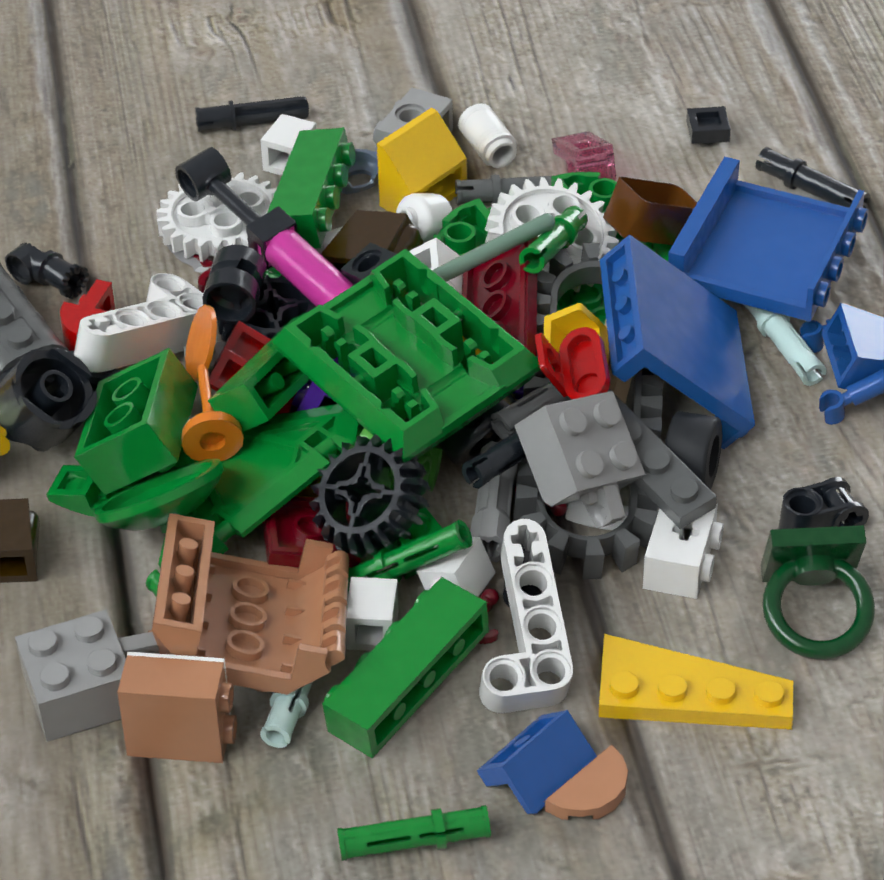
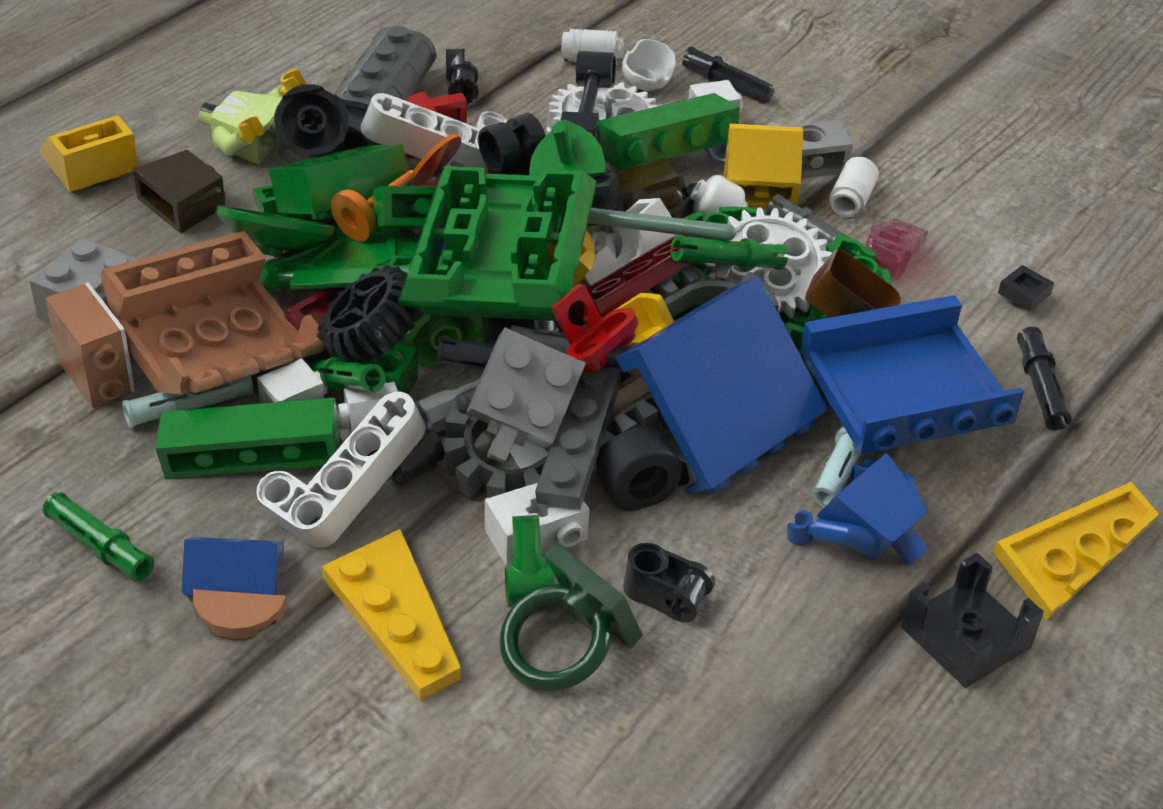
camera: 45 degrees right, 0 degrees up
(110, 166) = (590, 40): none -> white head
(184, 140) = (649, 65): none -> white hair
(307, 258) = (568, 149): none -> green shield
(739, 580) = (527, 567): none -> green pin

